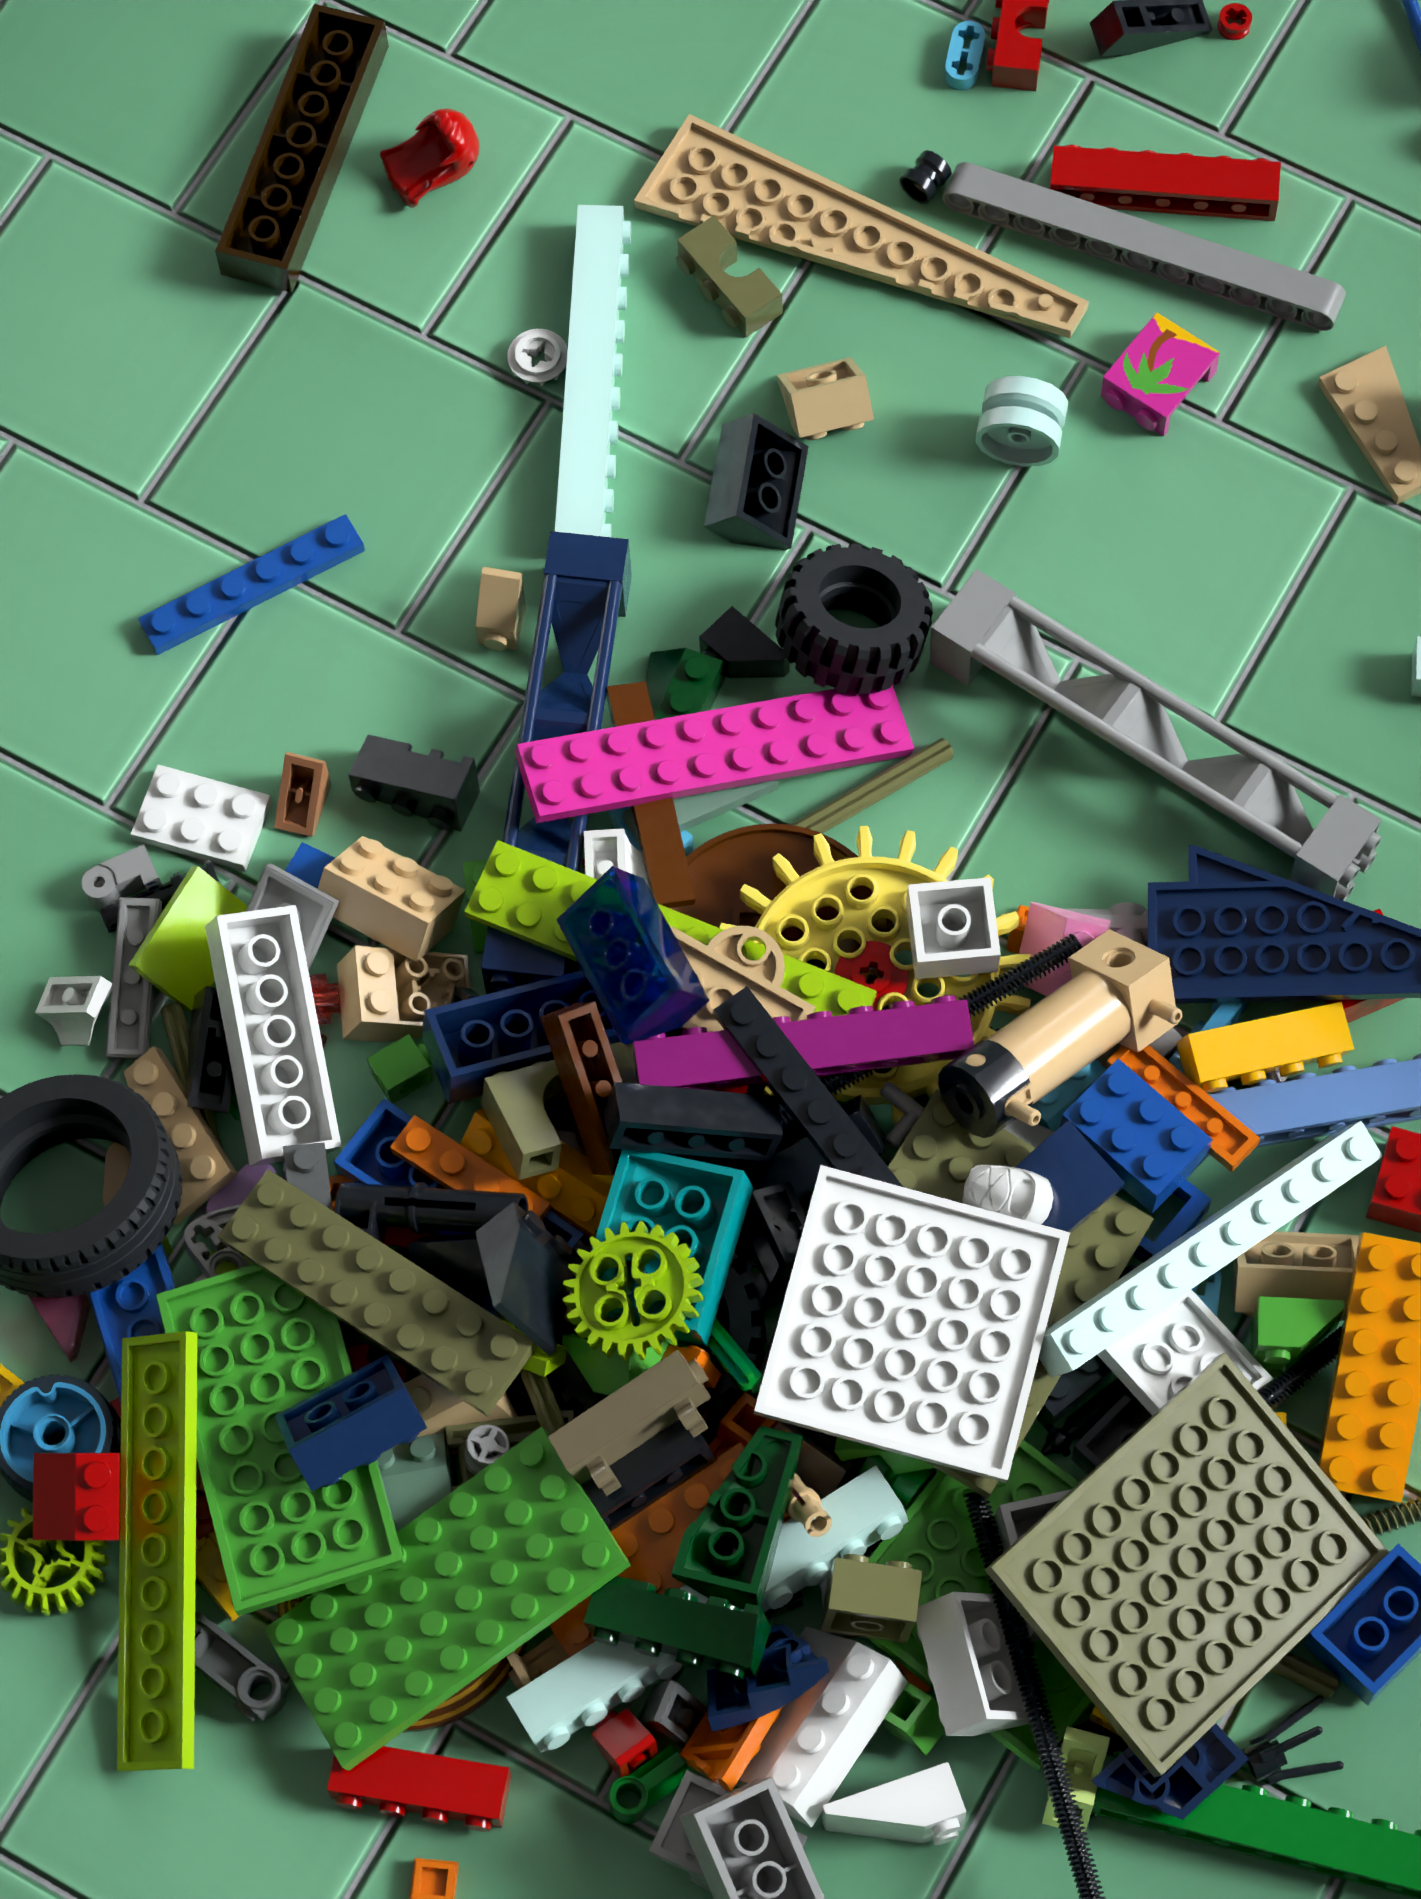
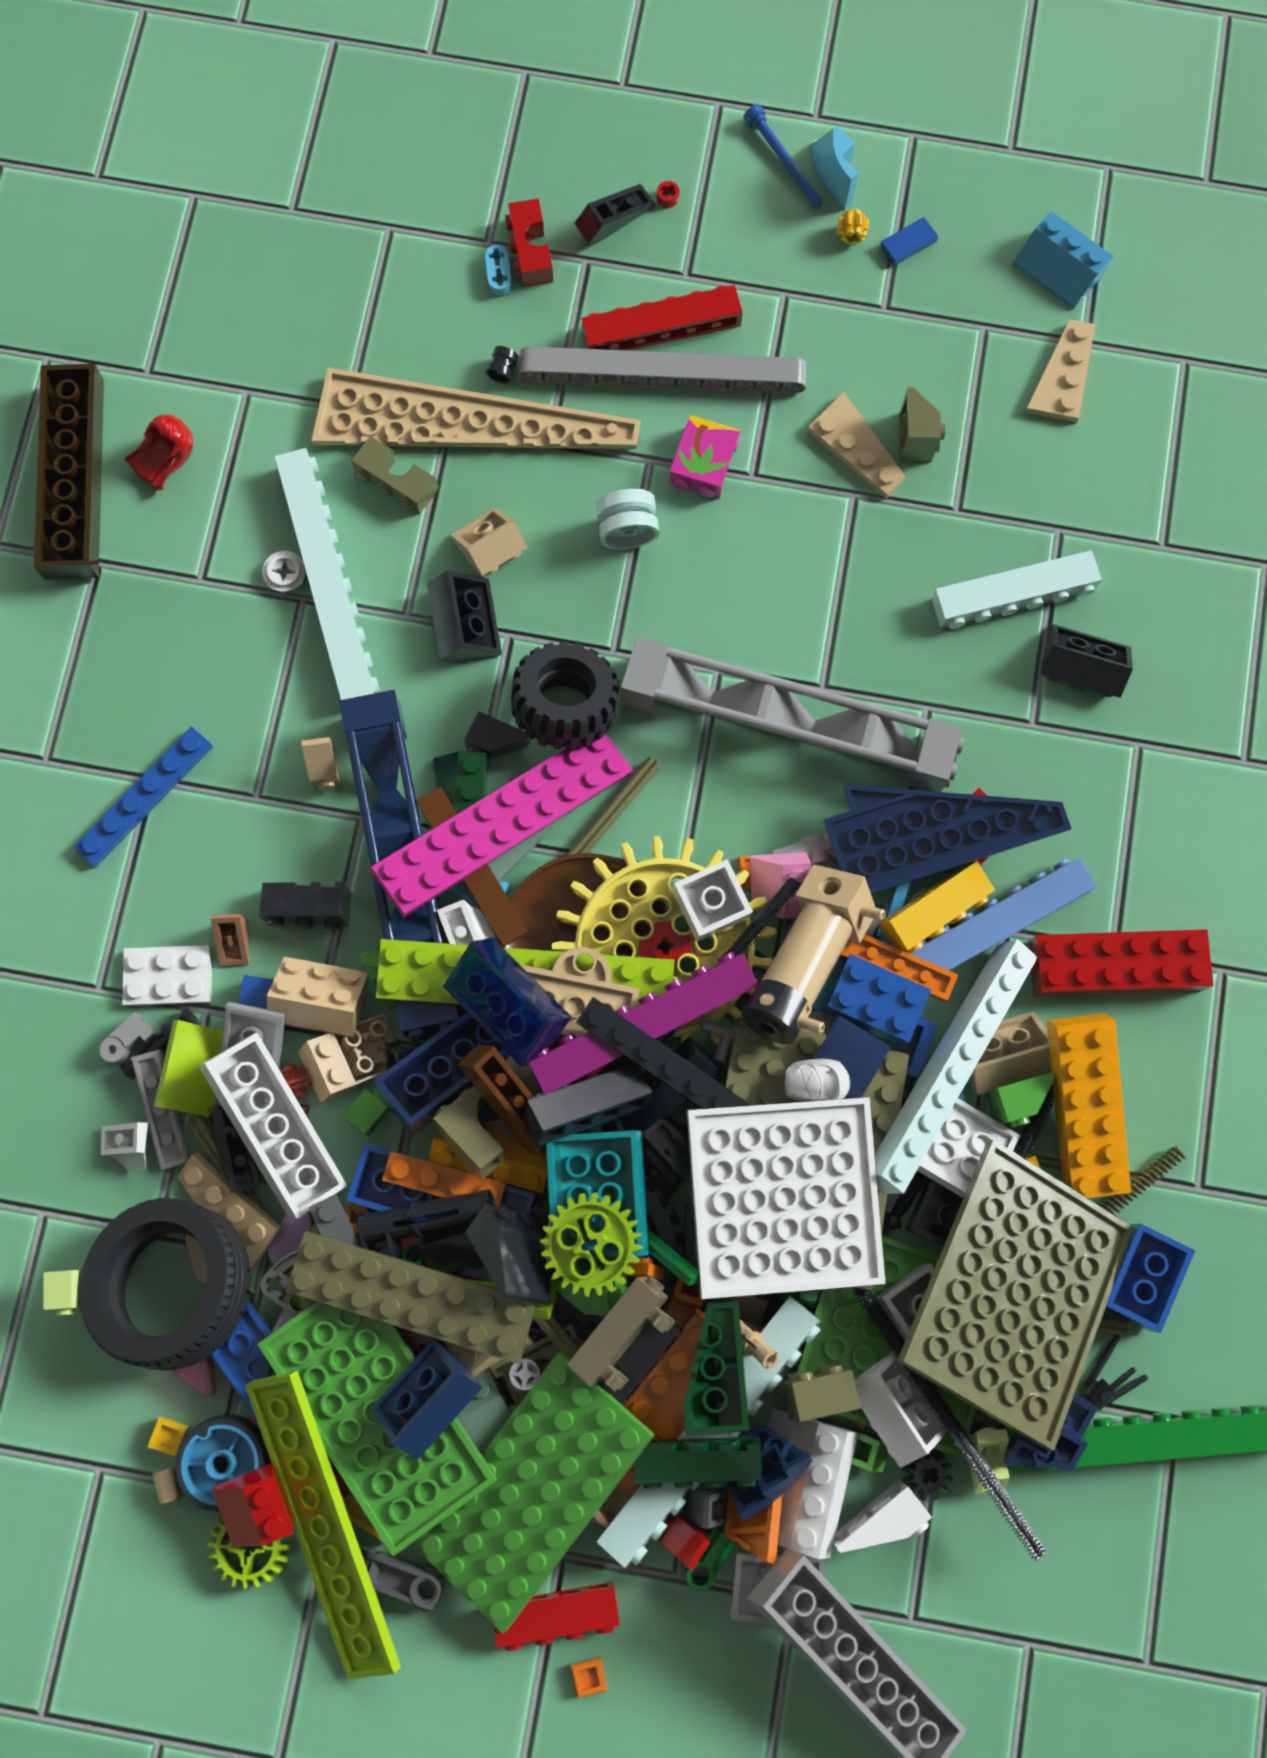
camera: 25 degrees left, 10 degrees up
(990, 1764) = (928, 1485): none -> black gear

